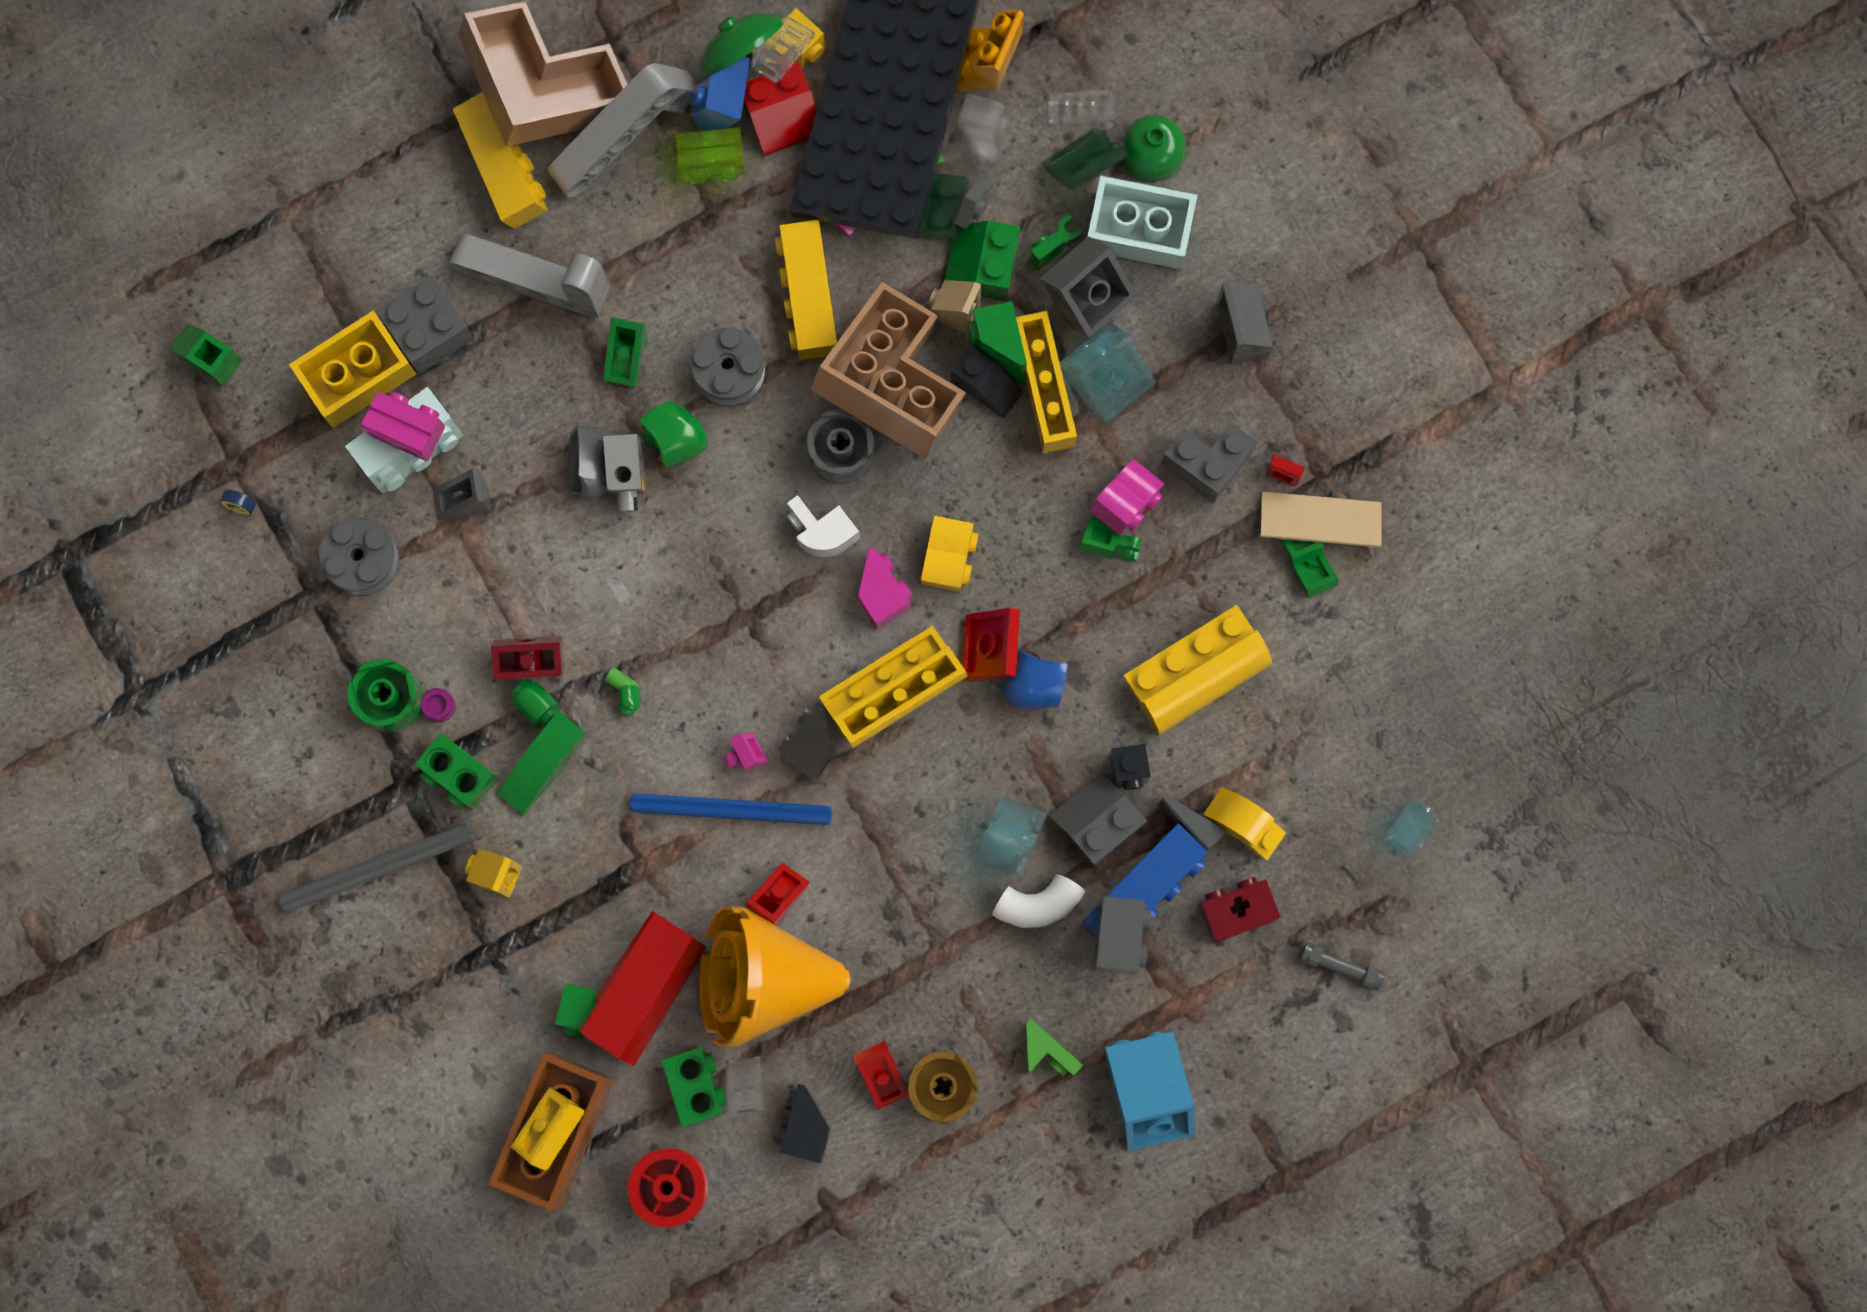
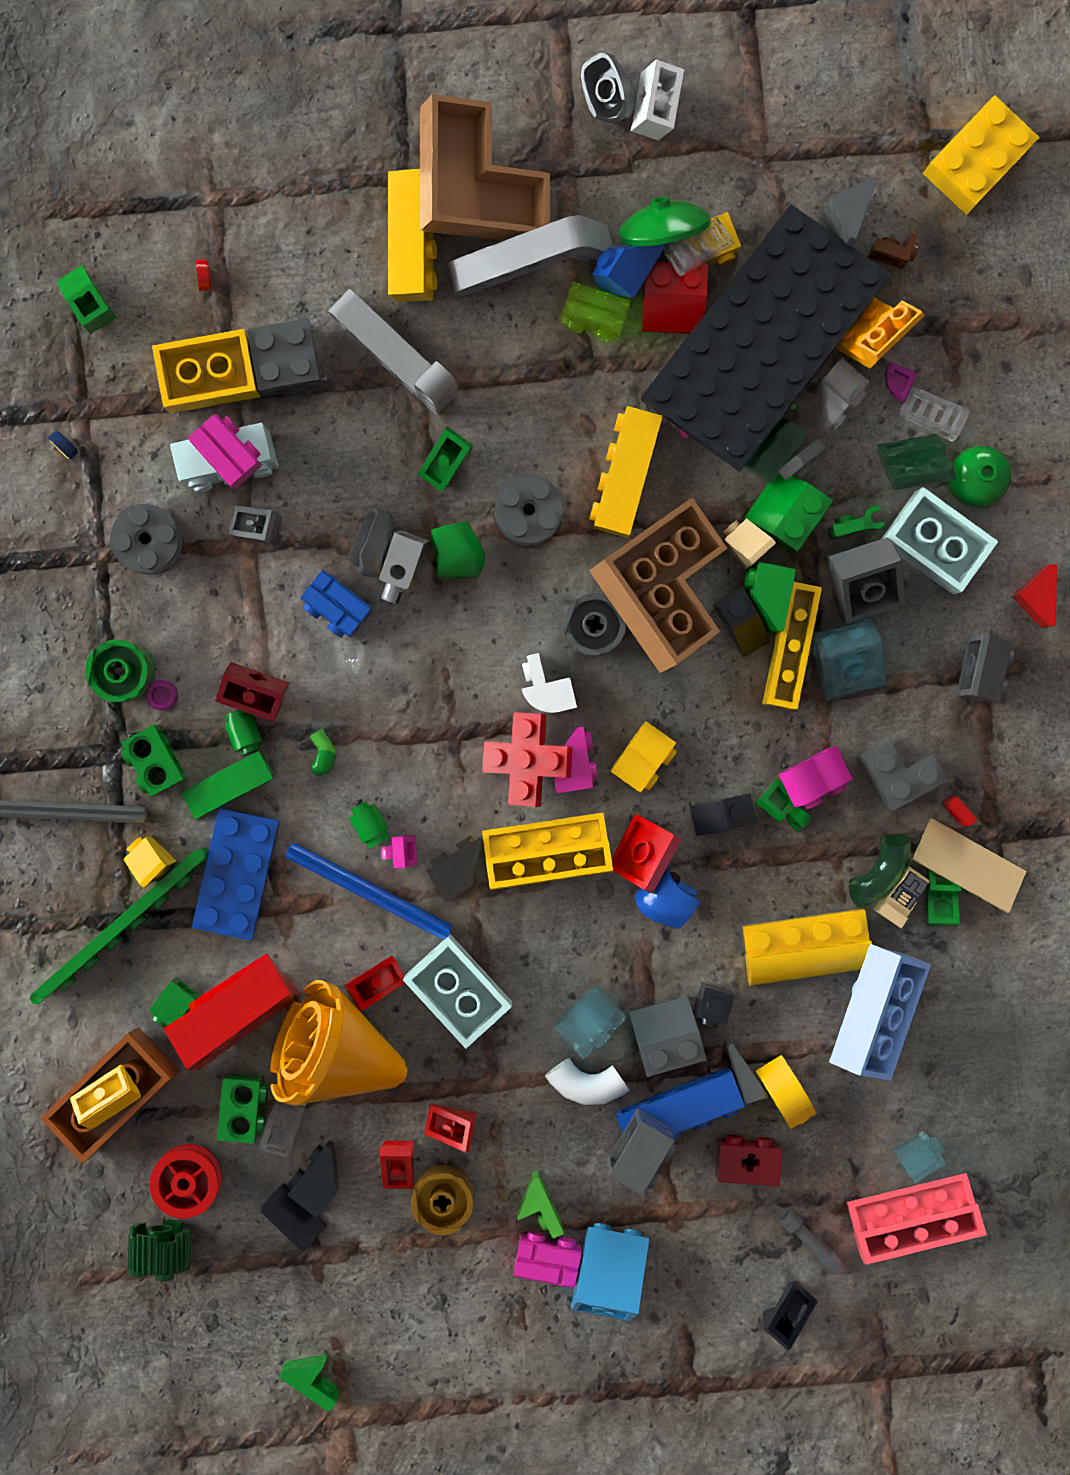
camera: 20 degrees right, 10 degrees up
(312, 282) = (203, 274): none -> red tile
(485, 968) = (130, 919): none -> green hinge
(576, 539) = (336, 604): none -> blue brick
(587, 851) = (235, 874): none -> blue plate
(670, 1270) = (159, 1249): none -> dark green brick
(702, 740) = (369, 824): none -> green brick
(796, 1179) = (292, 1218): none -> black slope
(832, 604) = (527, 759): none -> plate
(864, 865) = (458, 991): none -> light aqua brick
(917, 1010) = (451, 1126): none -> red slope
(1034, 94) = (899, 381): none -> magenta tile
(1053, 577) = (723, 814): none -> black slope
(1079, 1104) = (547, 1259): none -> dark pink brick
(1241, 562) = (886, 872): none -> clear green cylinder
(1265, 234) = (1039, 596): none -> red slope
(1268, 579) = (902, 898): none -> leg
(1299, 697) = (880, 1013): none -> brick
(1354, 1047) = (789, 1315): none -> black slope
(1434, 891) = (915, 1218): none -> coral brick

